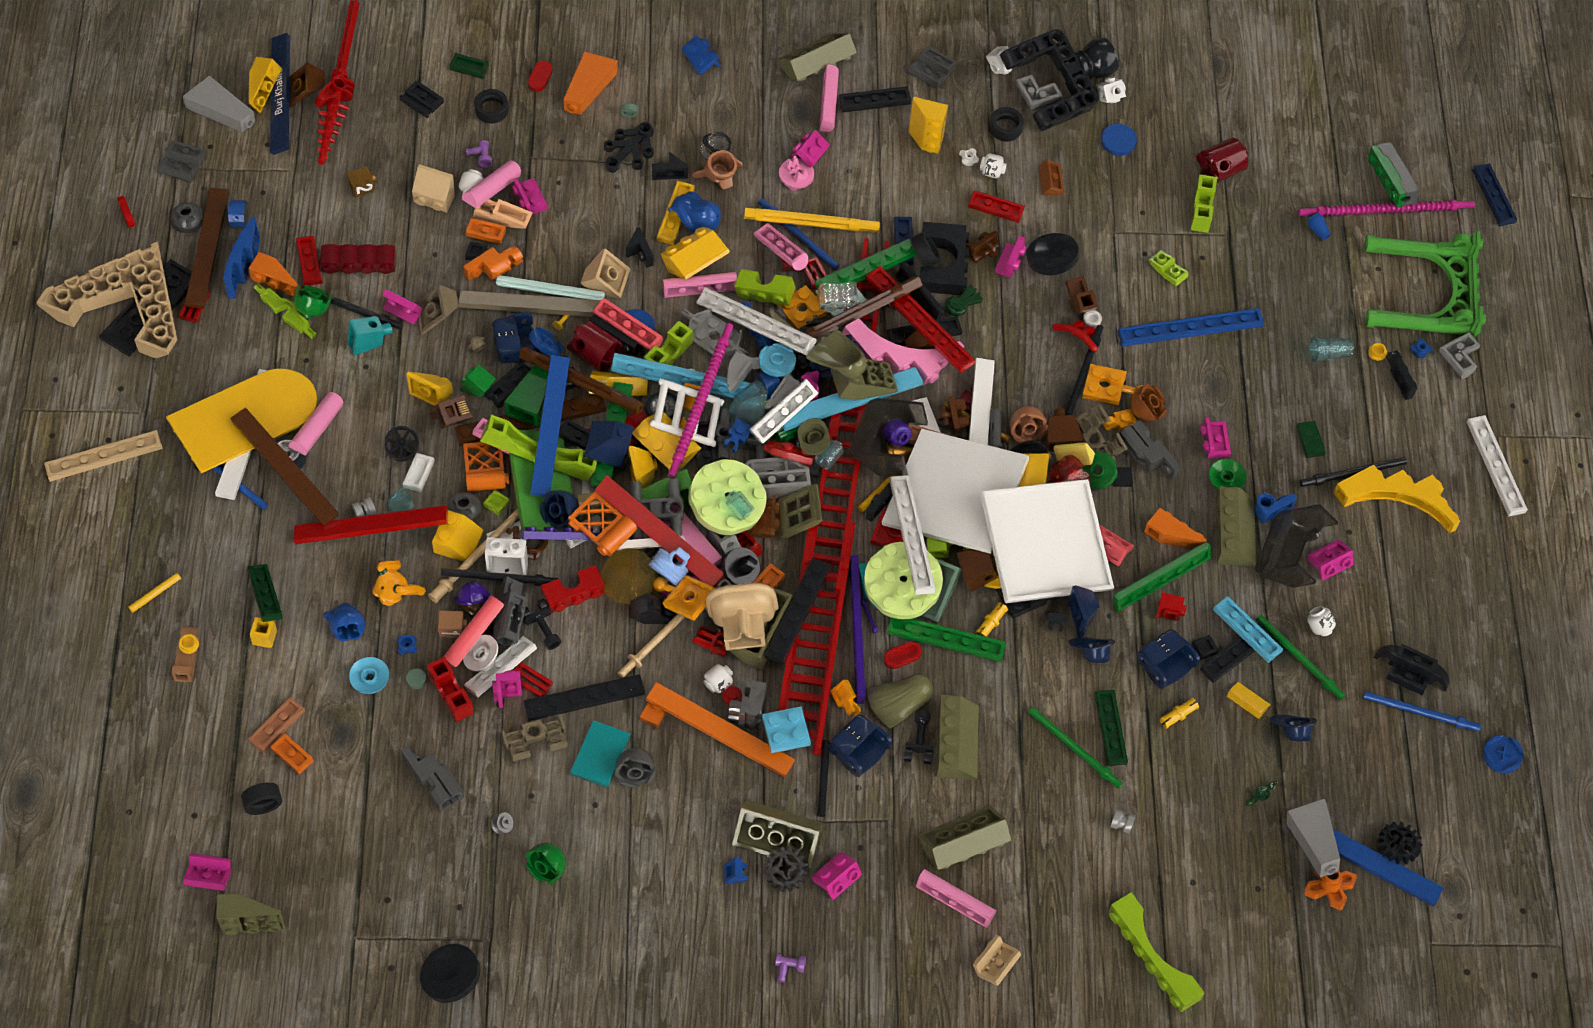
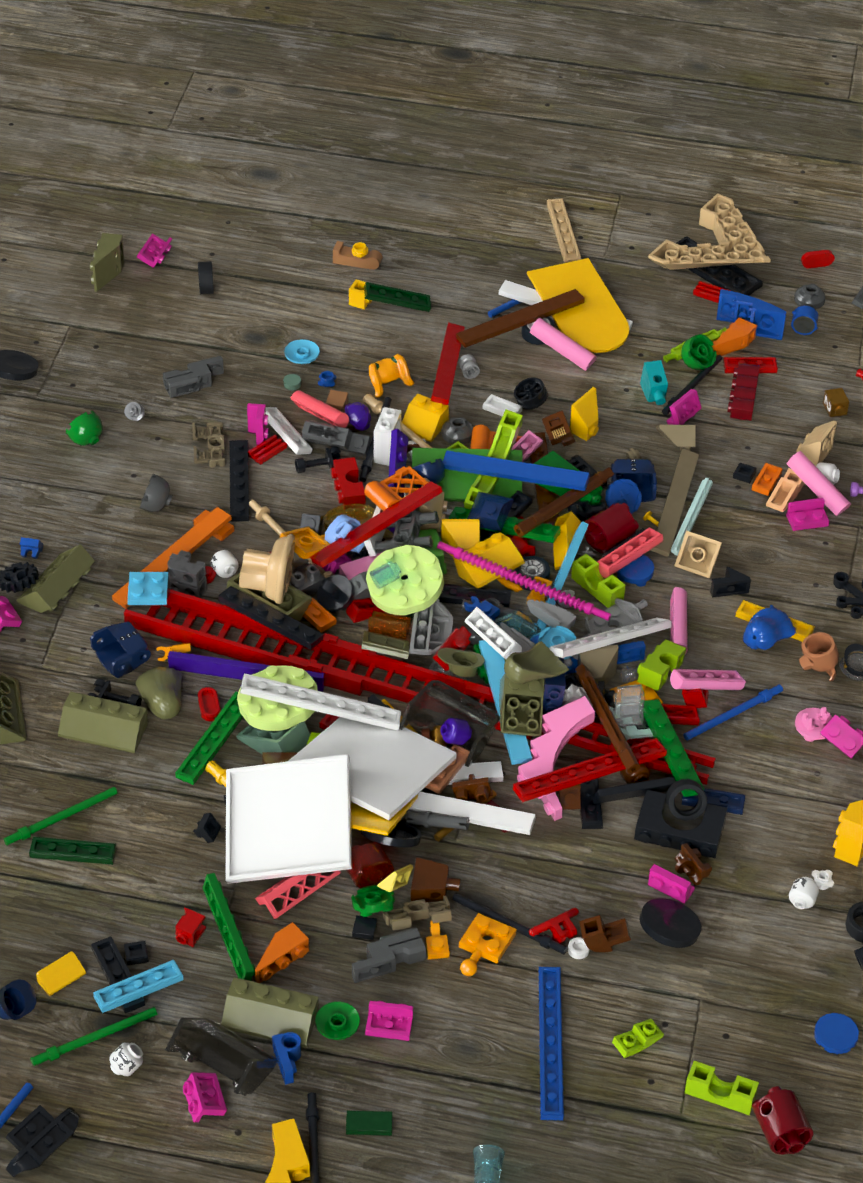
camera: 105 degrees right, 15 degrees down
(154, 592) = (422, 248): yellow bar -> none
(207, 248) = (826, 314): reddish brown tile -> none
(276, 725) = (276, 301): nougat tile -> none
(292, 754) = (244, 304): orange plate -> none
(345, 622) = (358, 342): blue piece -> none
(400, 501) = (473, 392): clear light blue slope -> none
(449, 690) = (278, 395): red arch -> none
(477, 381) = (584, 443): green slope -> none
(481, 654) = (299, 417): white dish -> none
(493, 263) = (726, 478): orange plate -> none
(599, 753) = (183, 482): teal tile -> none
(673, 170) = (830, 622): black slope -> none
(674, 428) = (540, 574): white bar -> none
(694, 253) = (712, 615): yellow slope -> none
(812, 220) = (745, 720): yellow piece -> none
(823, 779) = (87, 621): black bar -> none
(828, 457) = (438, 669): clear light blue brick -> none
(957, 305) = (617, 825): dark green piece -> none
(996, 206) = (750, 892): red tile -> none
(1028, 424) = (448, 848): nougat cylinder -> none
(1051, 178) = (784, 953): dark orange slope -> none
(1082, 608) = (206, 844): dark blue slope -> none
(1093, 649) = (165, 847): dark blue piece -> none
(1148, 403) = (445, 960): dark orange cylinder -> none
(1167, 658) = (129, 908): dark blue piece -> none
(1179, 713) = (66, 908): yellow pin -> none

